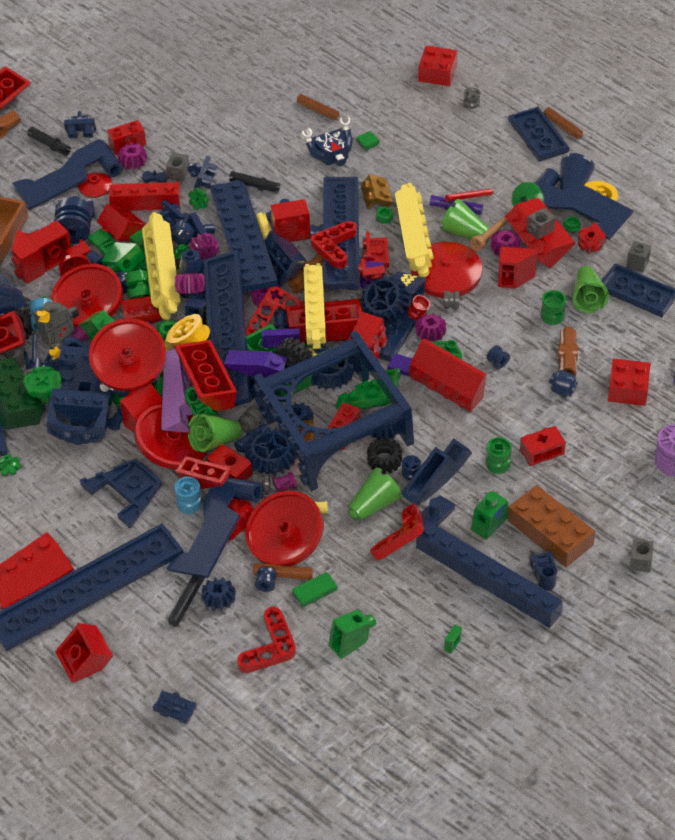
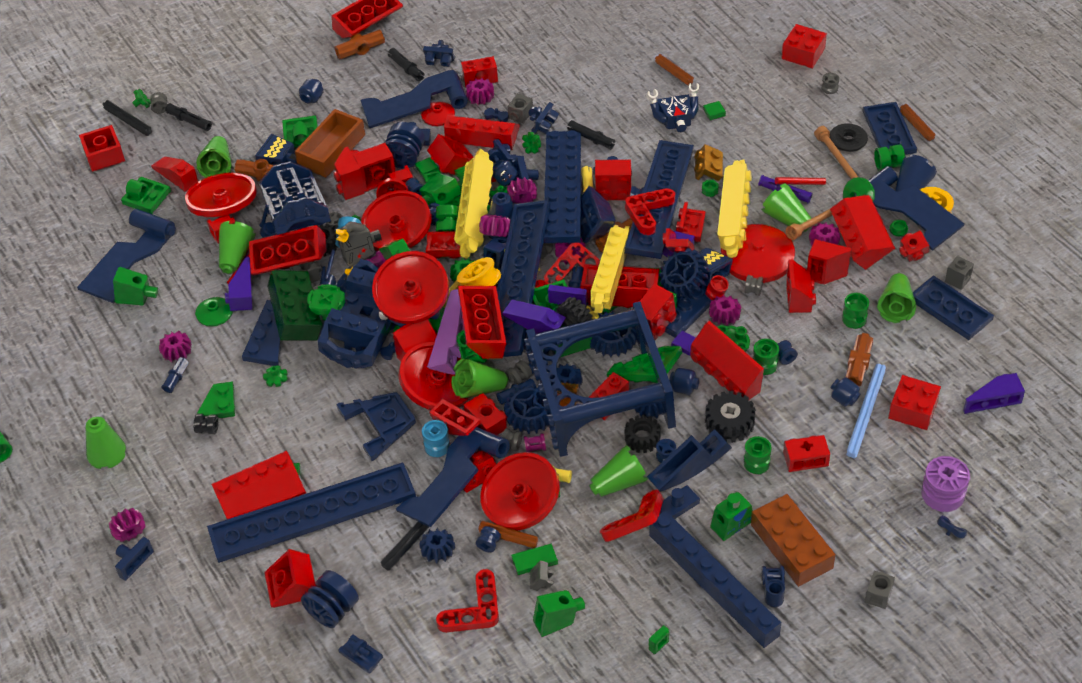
camera: 15 degrees right, 0 degrees up
(130, 662) = (330, 599): none -> dark blue wheel
(325, 603) = (539, 576): none -> dark grey tile
(414, 398) = (684, 381): none -> dark blue head
(463, 423) = (719, 415): none -> black wheel
(478, 148) = (822, 135): none -> medium nougat piece
(482, 359) = (766, 354): none -> green wheel
(495, 296) = (799, 288): none -> red slope
(512, 146) = (858, 141): none -> black wheel
(541, 223) = (862, 222): dark grey brick -> none
(546, 159) = (889, 157): none -> green wheel
(586, 394) = (866, 410): none -> light blue axle

